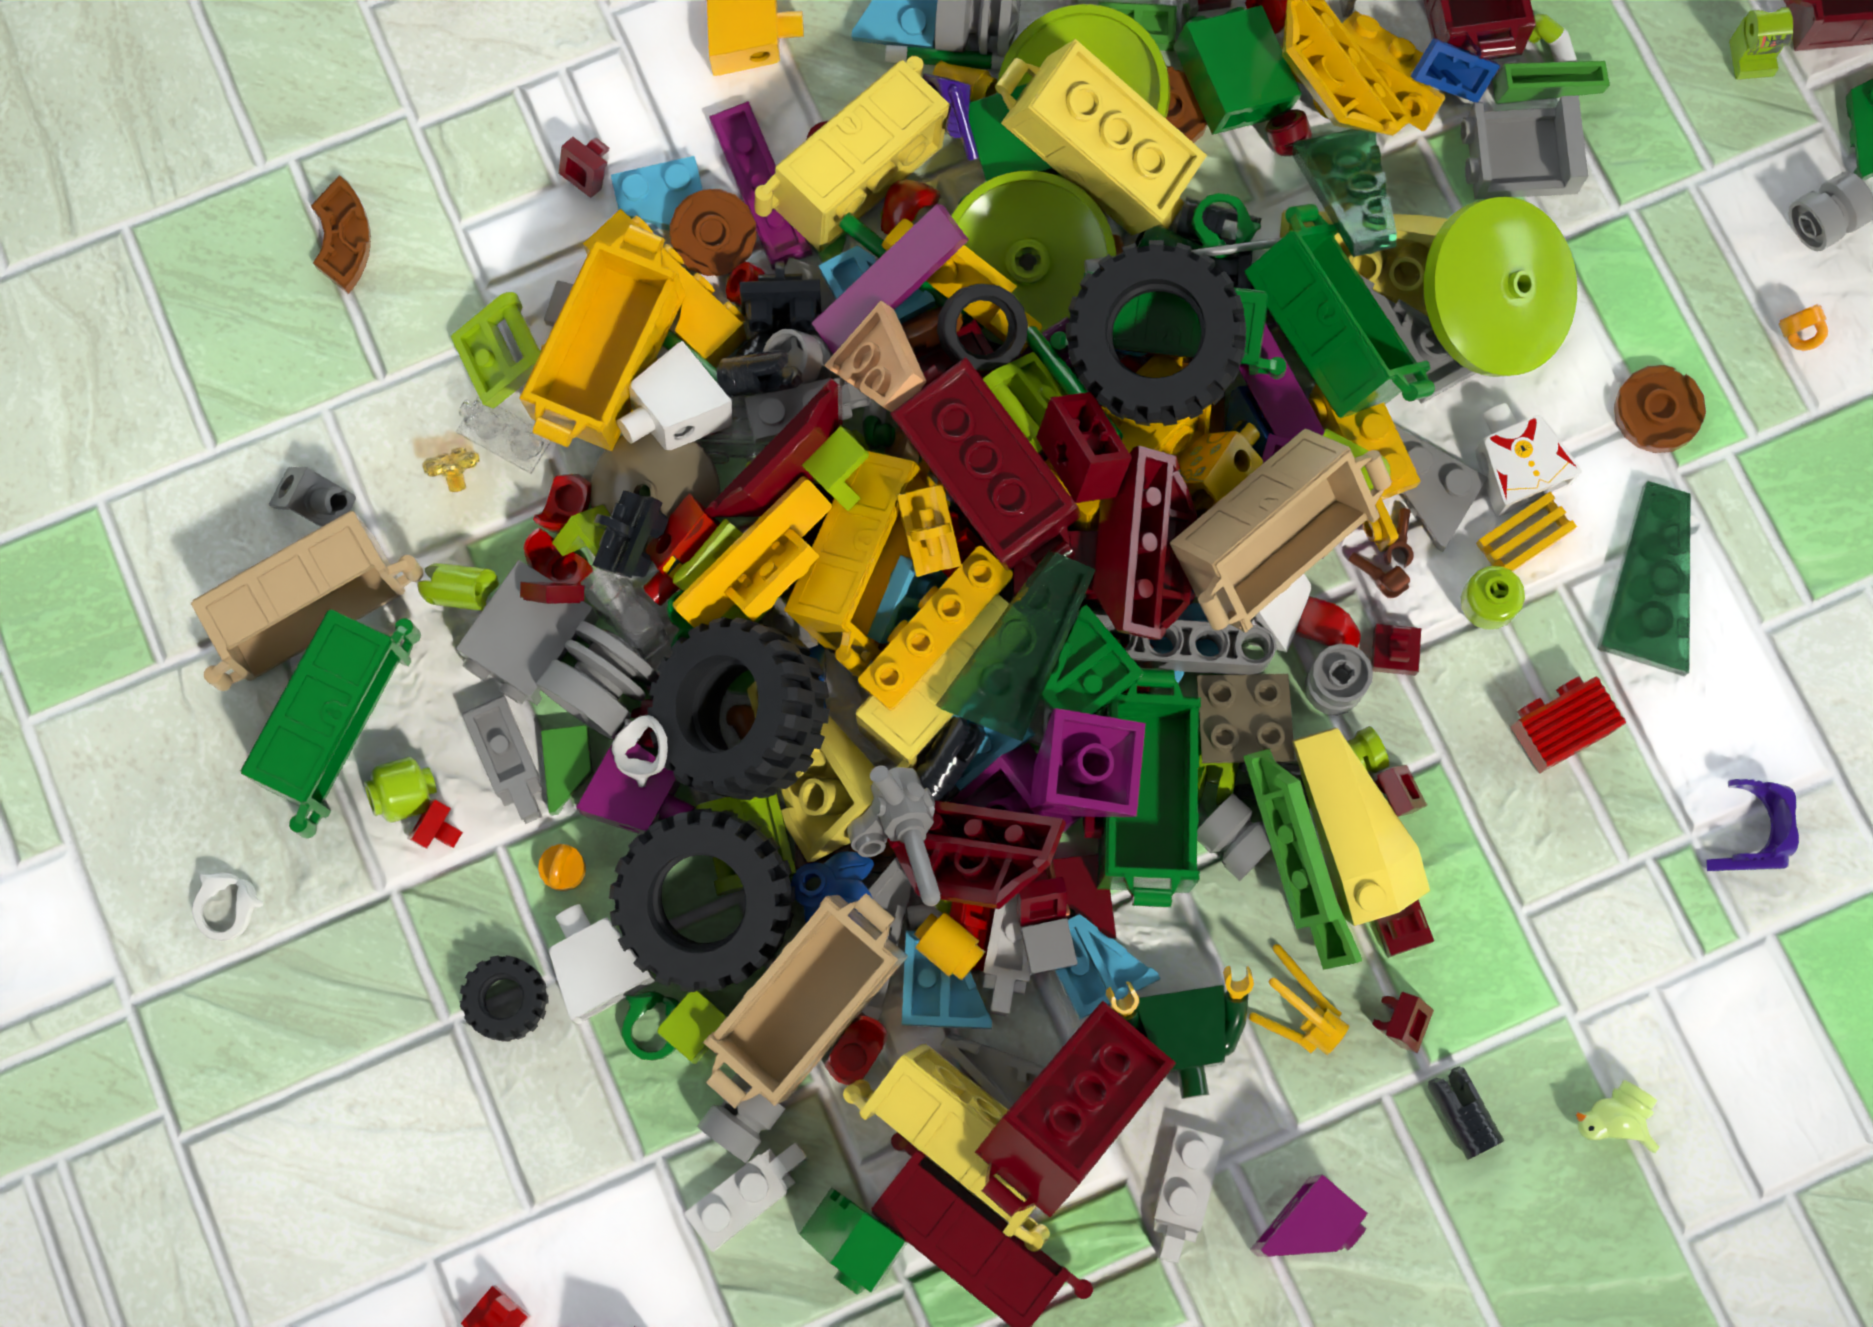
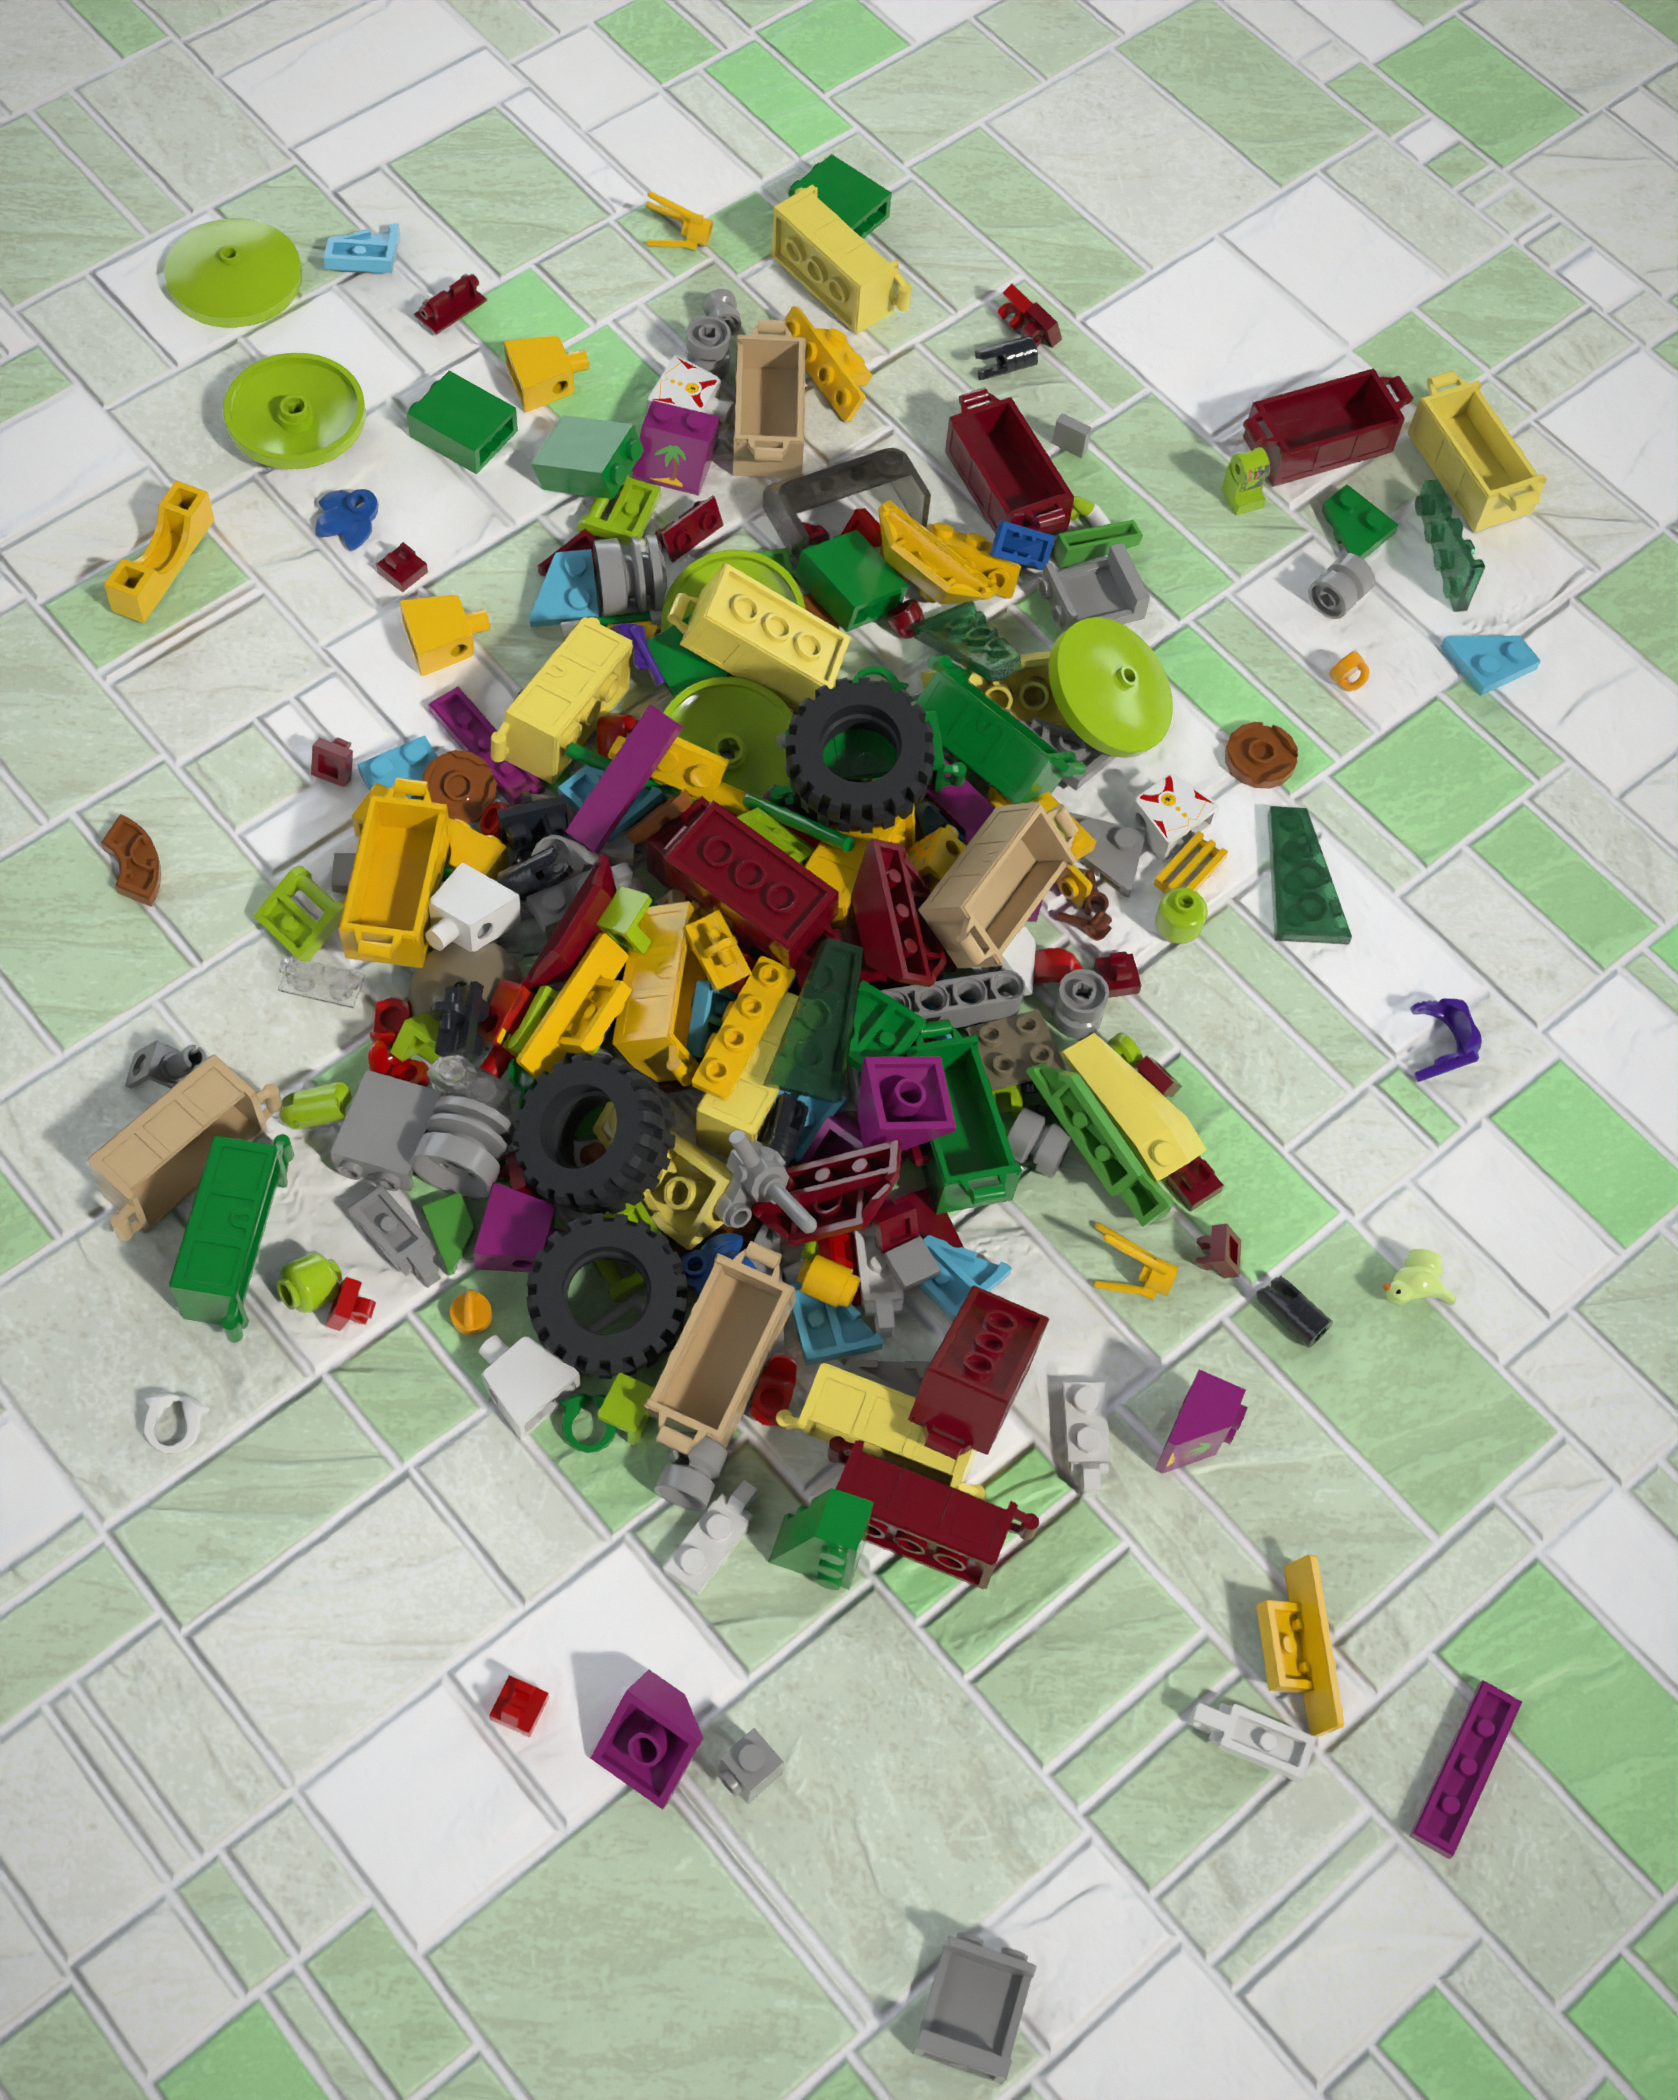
camera: 25 degrees left, 15 degrees down
(451, 467) = (283, 1017): clear yellow plant -> none
(475, 992) = (448, 1407): black tyre -> none
(552, 592) = (403, 1082): dark red tile -> none
(627, 738) = (503, 1184): white piece -> none
(879, 360) = (635, 835): light nougat wing -> none
(1014, 314) = (718, 764): black tyre -> none
(1083, 447) = (828, 850): dark red brick -> none
(1191, 1026) = (1056, 1290): dark green torso -> none
(1567, 723) = (1272, 995): red brick -> none

